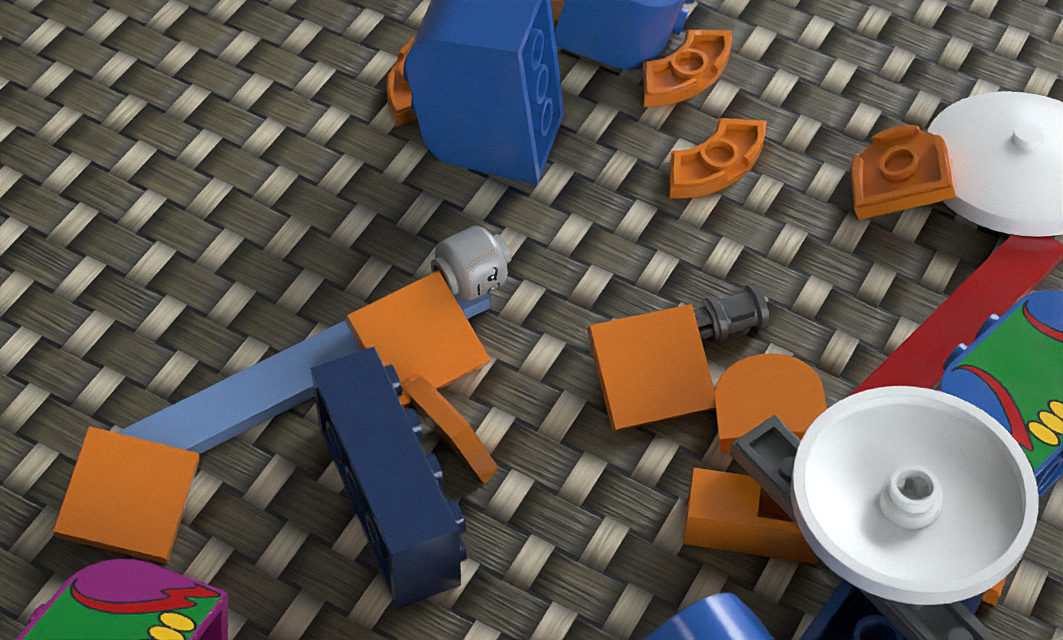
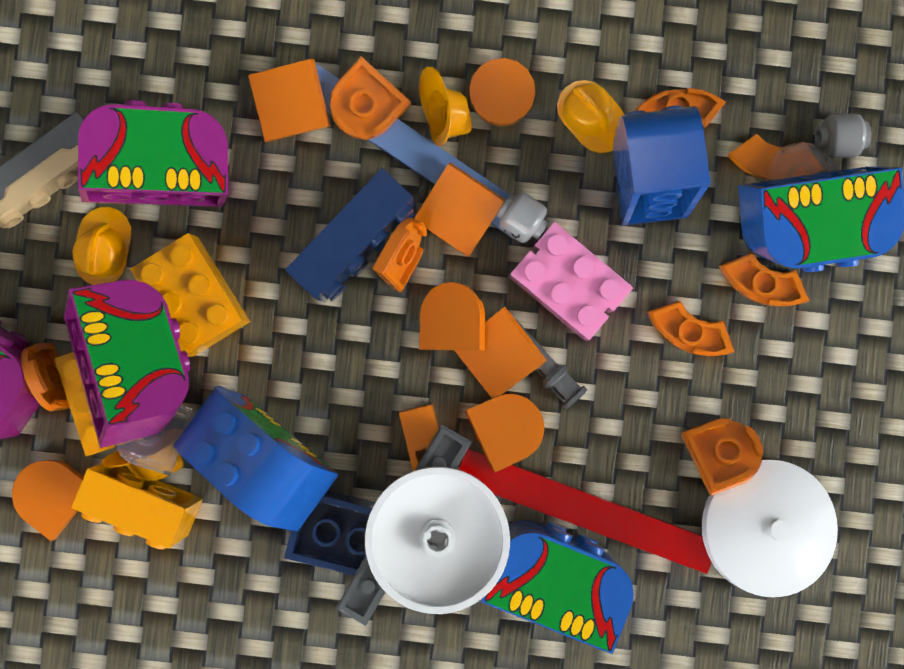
camera: 70 degrees right, 35 degrees up
(194, 396) = (366, 102): none -> orange tile
(257, 306) = (444, 108): none -> light orange piece
(281, 242) = (502, 92): none -> orange tile
(371, 159) = (590, 115): none -> light orange piece
(574, 405) = (452, 319): none -> orange tile
(590, 251) = (570, 282): none -> bright pink piece

